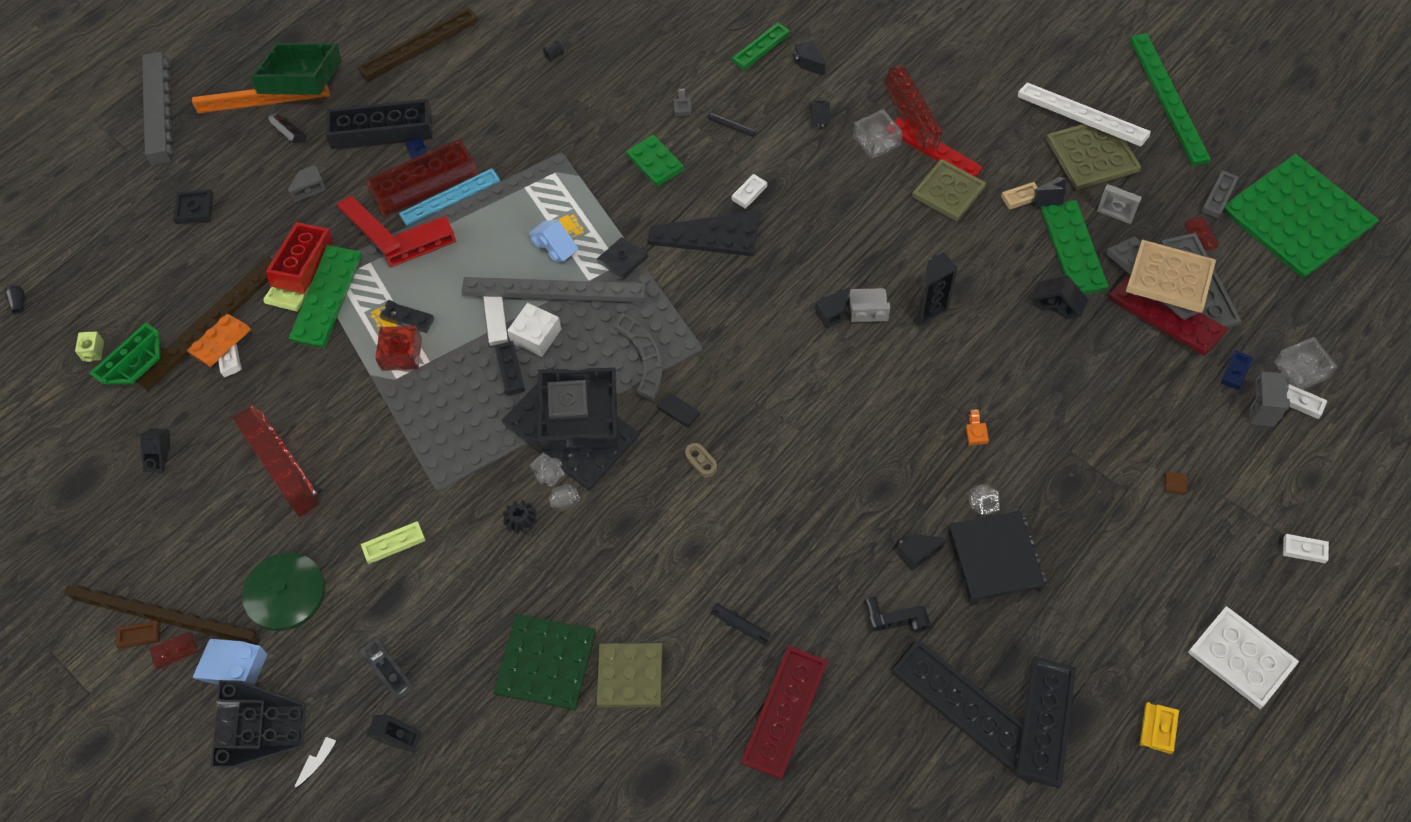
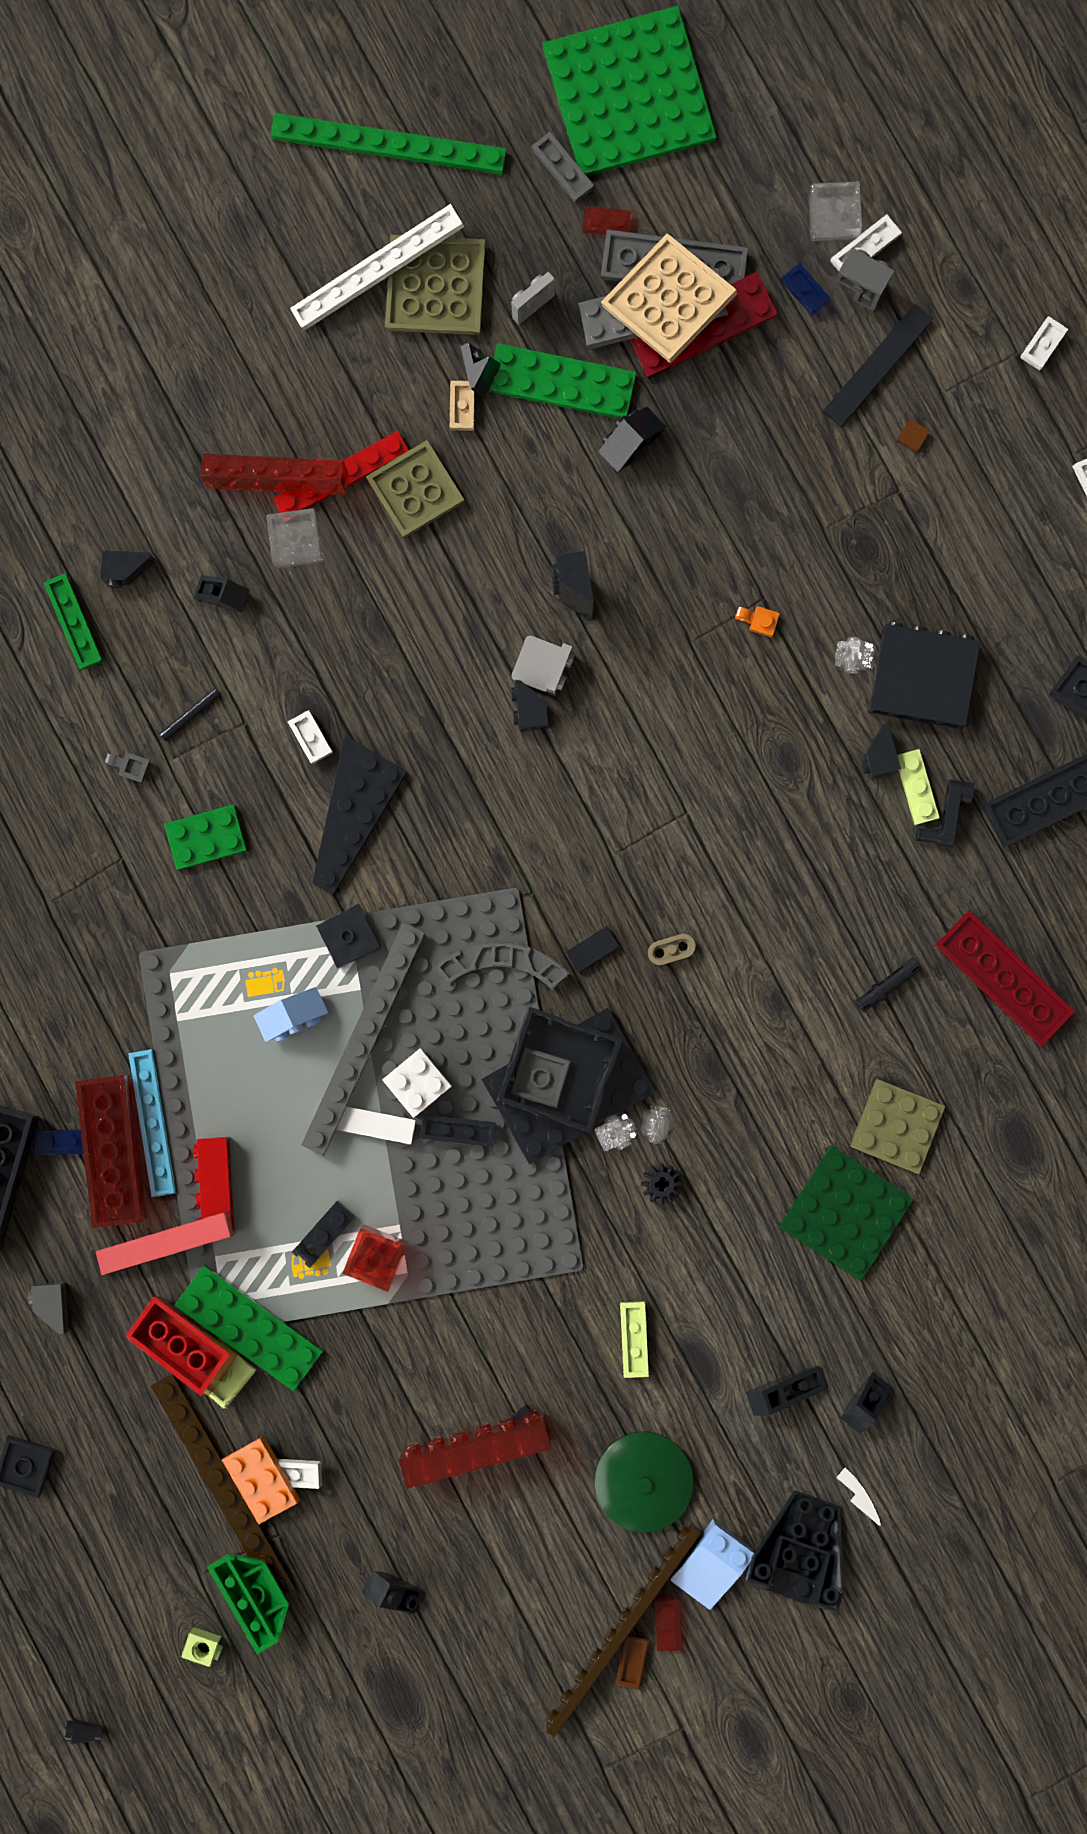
camera: 65 degrees left, 25 degrees up
(907, 588) = (917, 787): none -> yellowish green plate
(1213, 440) = (878, 365): none -> black tile

